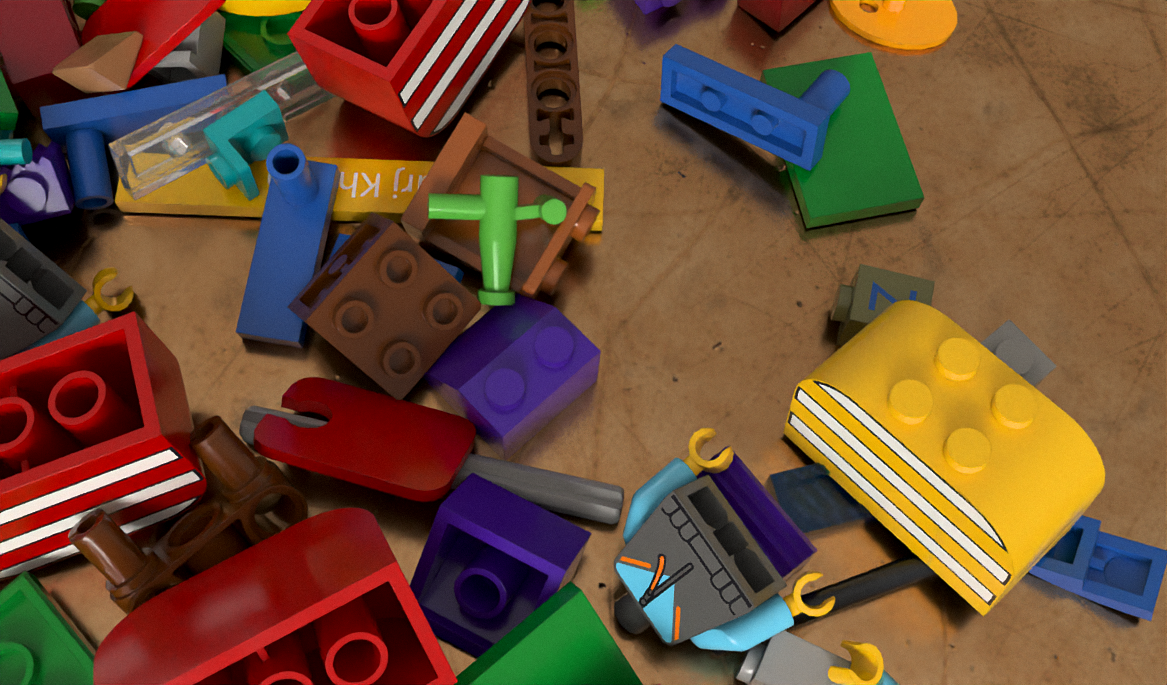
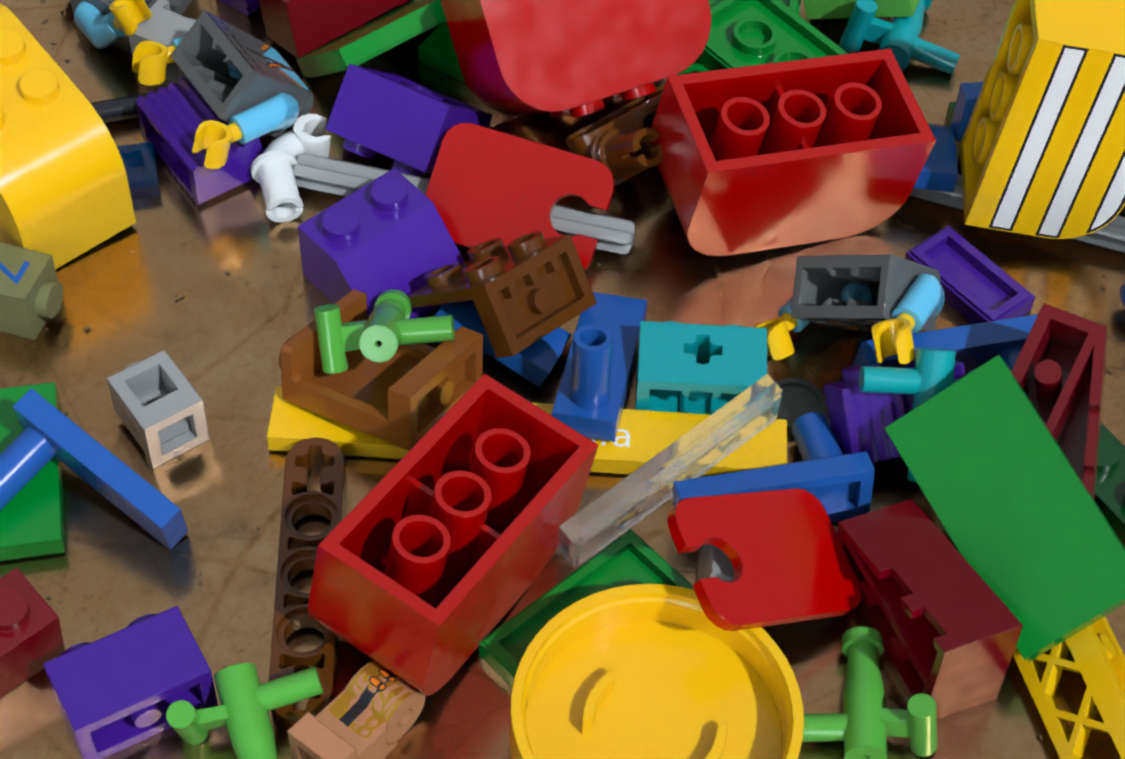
camera: 175 degrees left, 15 degrees down
(101, 63) = (816, 497): medium nougat slope -> none
(106, 237) = (799, 399): none -> pearl dark grey piece
(187, 240) = (696, 365): none -> teal brick
(243, 138) = (658, 423): teal bracket -> none
(633, 469) = (275, 166): none -> white piece
(704, 171) = (159, 408): none -> light grey brick

